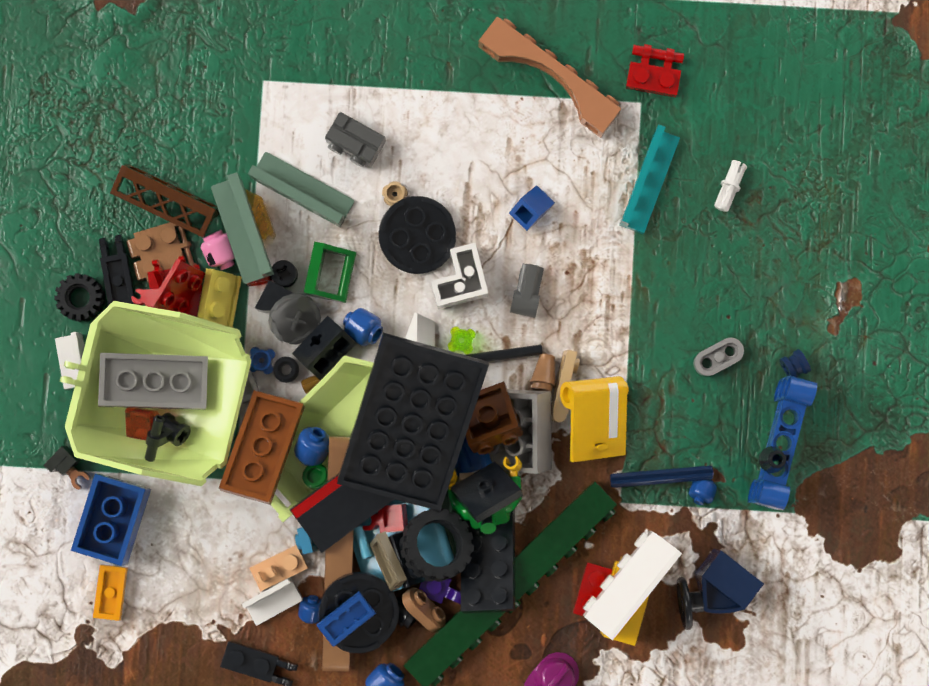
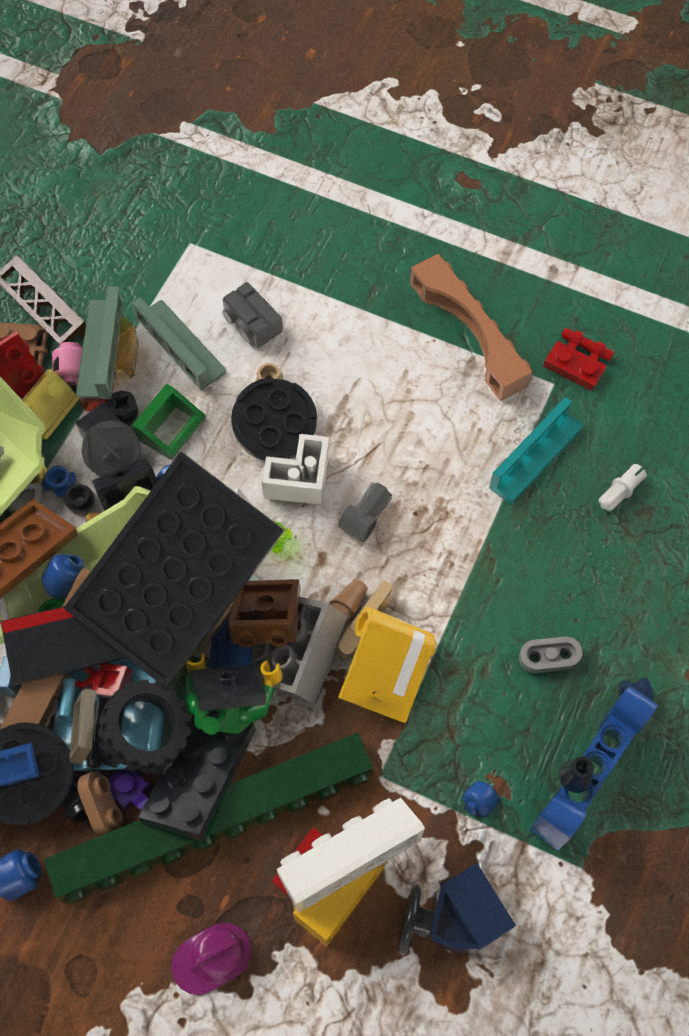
camera: 20 degrees right, 20 degrees down
(508, 353) = (310, 567): black bar -> none
(531, 207) = (402, 435): blue brick -> none
(661, 476) = (437, 762): dark blue axle -> none

